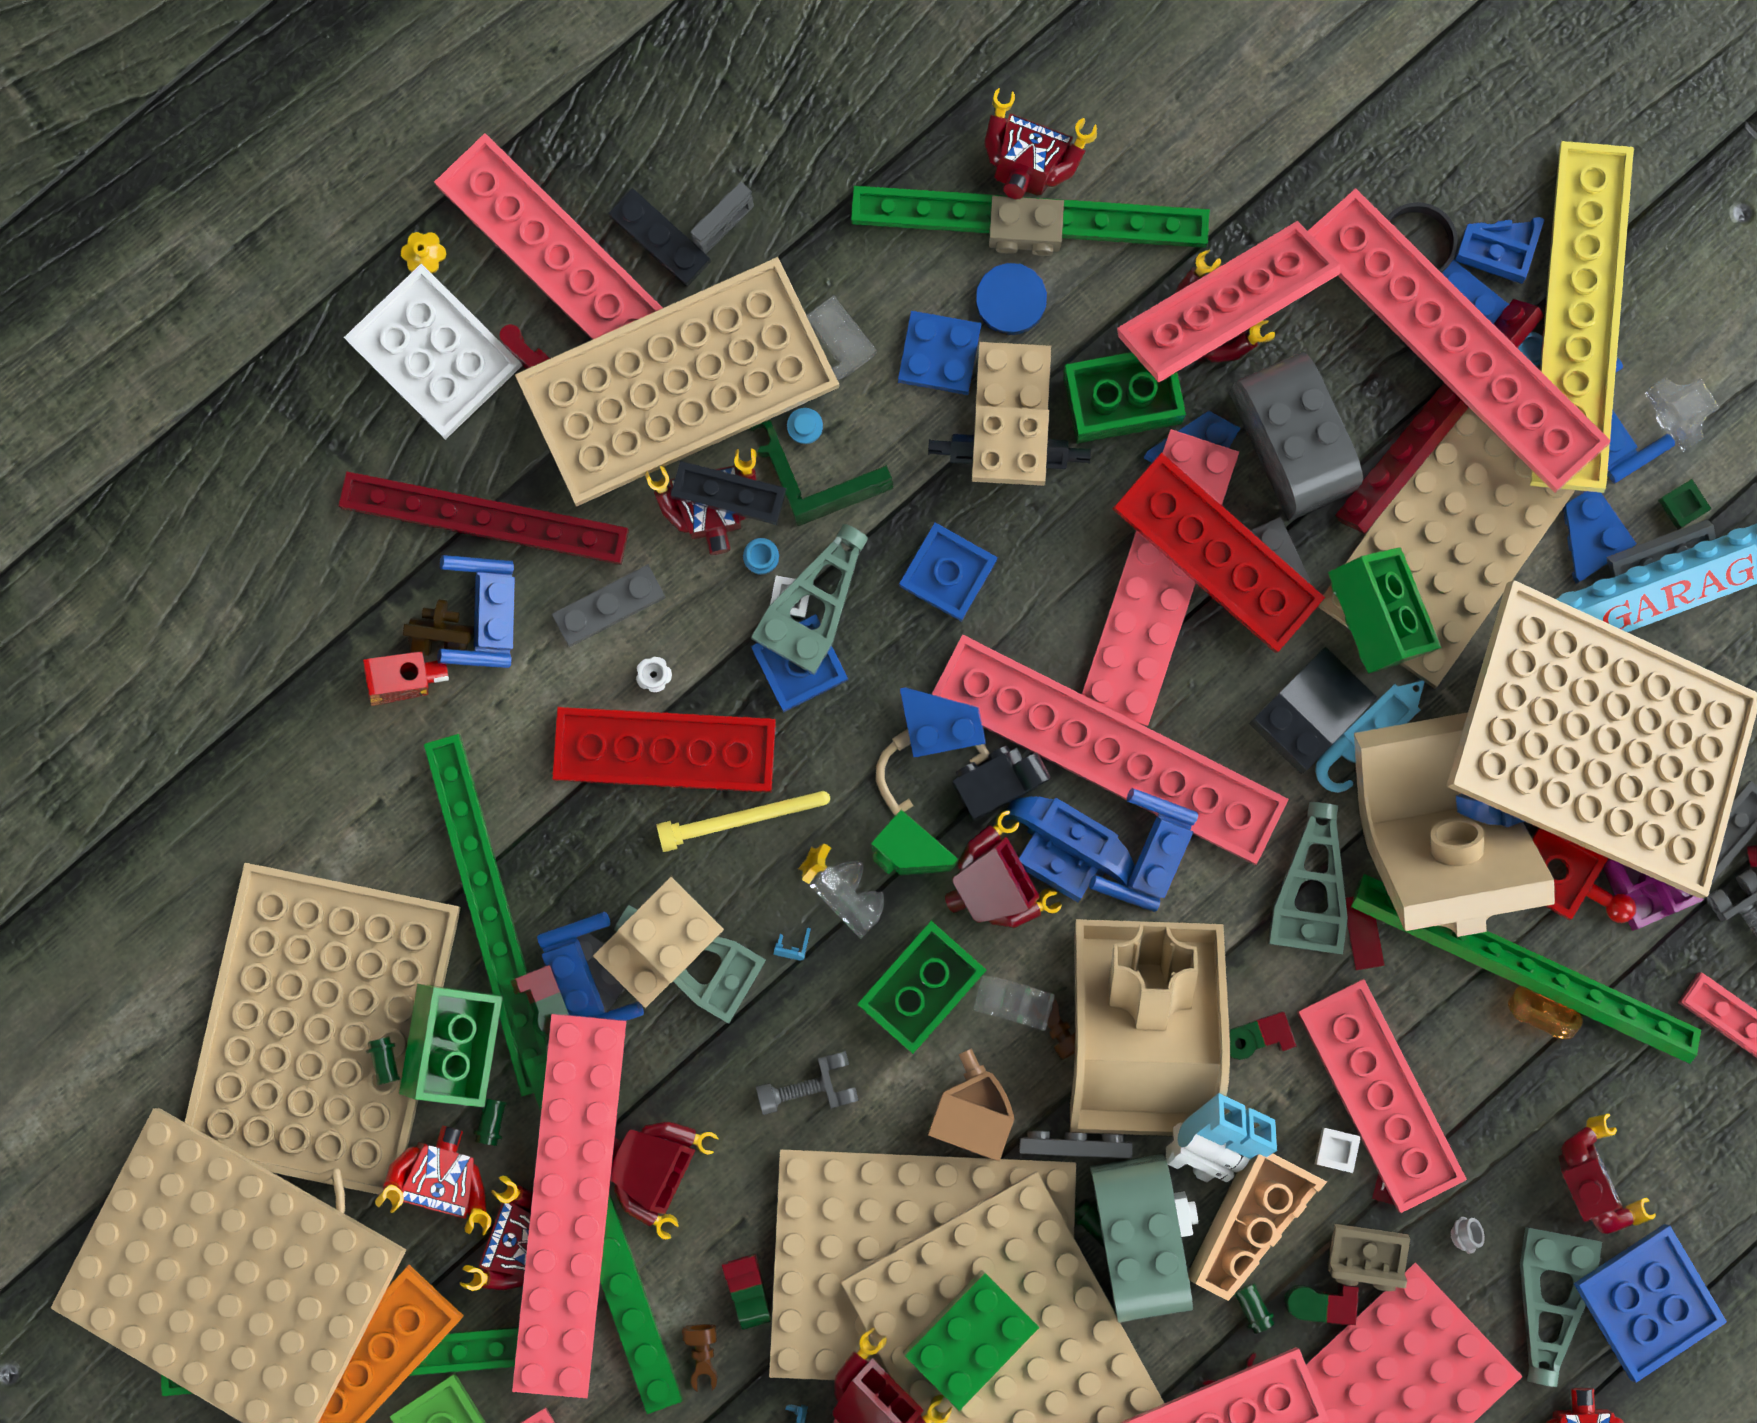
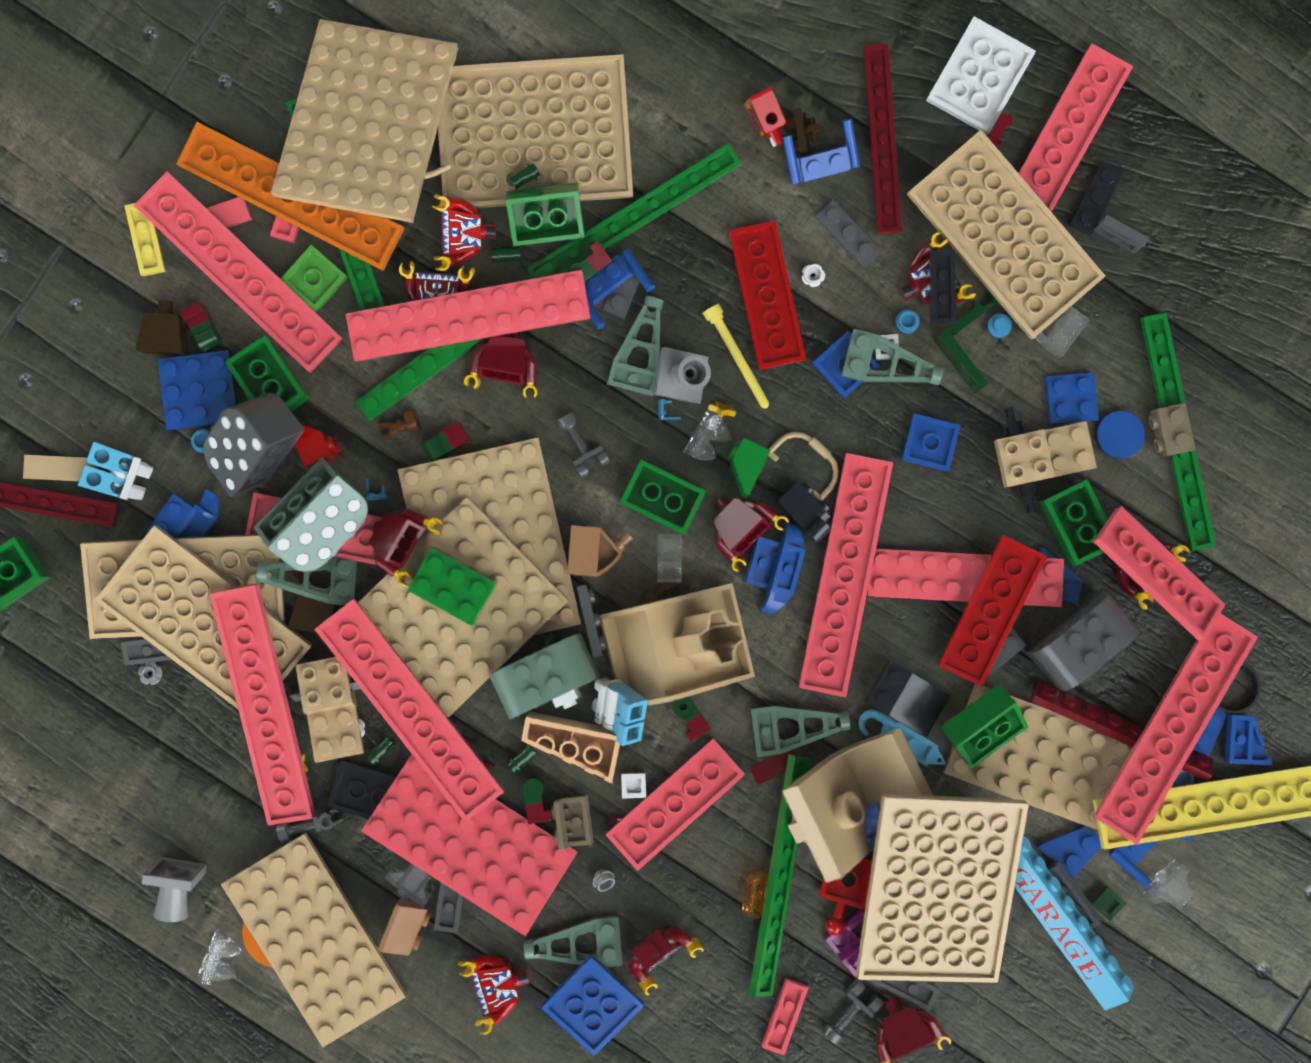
camera: 75 degrees right, 5 degrees up
(428, 257) = (1042, 55): yellow plant -> none
(658, 942) = (645, 324): tan bracket -> none
(755, 923) = (671, 376): none -> light grey plant
(940, 723) = (832, 463): blue wing -> none
(1030, 154) = (1220, 420): dark red torso -> none
(1158, 857) = (787, 624): blue plate -> none

